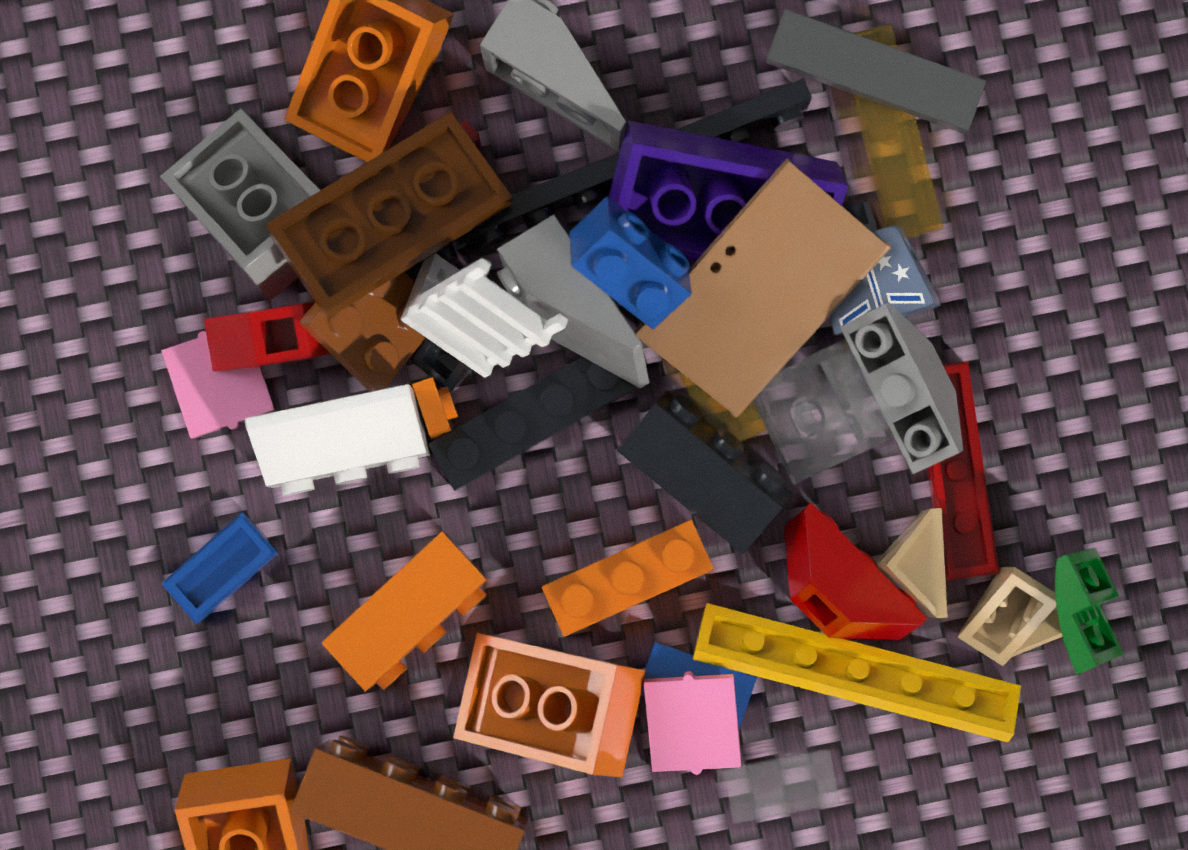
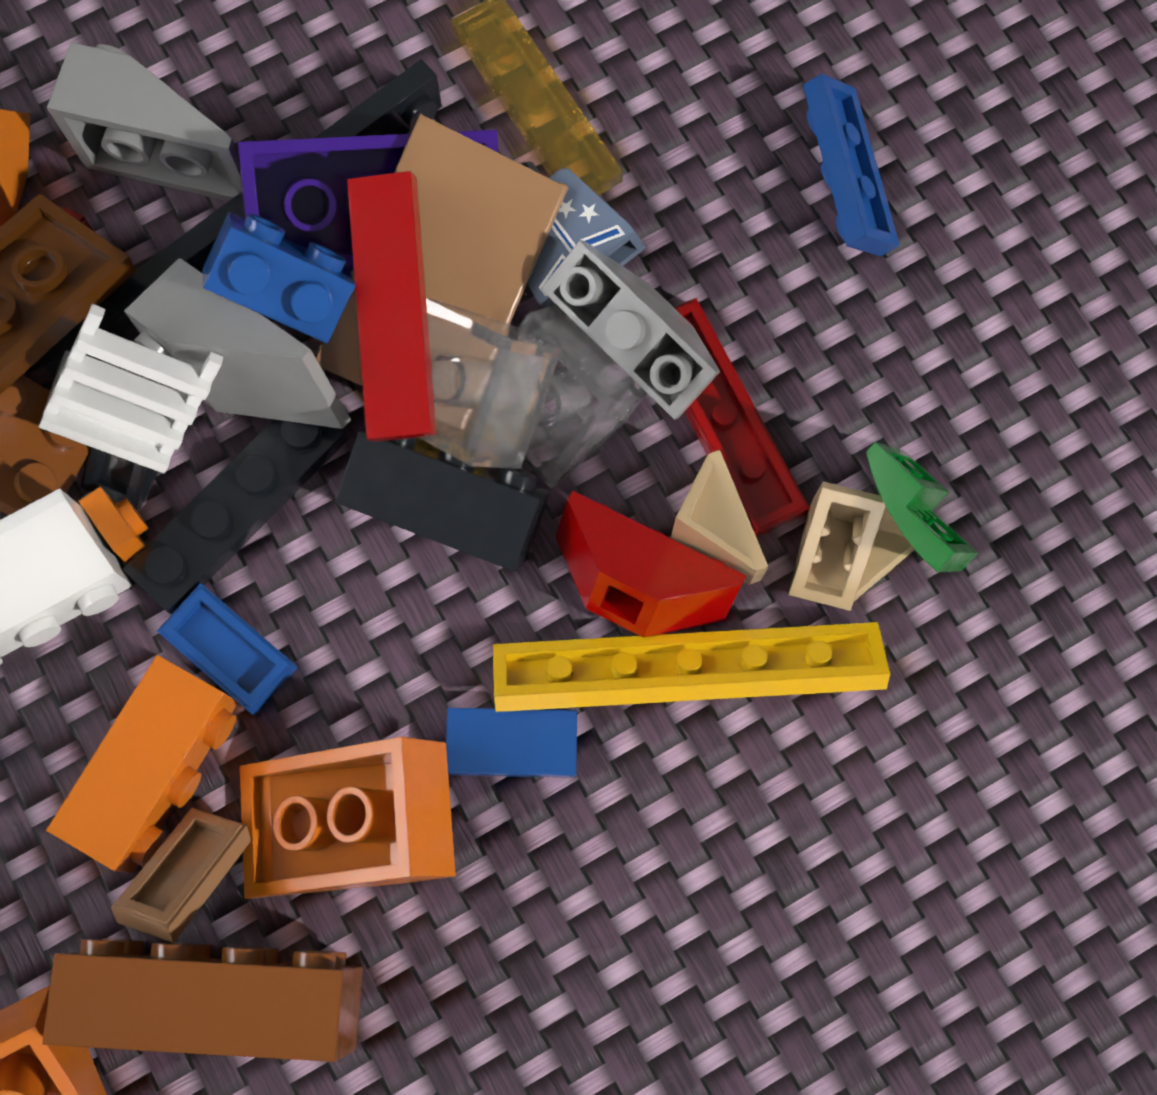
camera: 20 degrees left, 10 degrees down
(415, 708) = (181, 875): none -> medium nougat tile
(493, 535) = (227, 649): none -> blue tile
(627, 578) = (391, 643): orange brick -> none
(692, 722) = (519, 786): bright pink piece -> none
(714, 316) = (391, 307): none -> red tile
(757, 394) = (486, 385): none -> clear slope
(781, 786) = (646, 827): clear tile -> none
(875, 71) = (497, 38): dark grey tile -> none
(1139, 285) = (850, 166): none -> blue plate

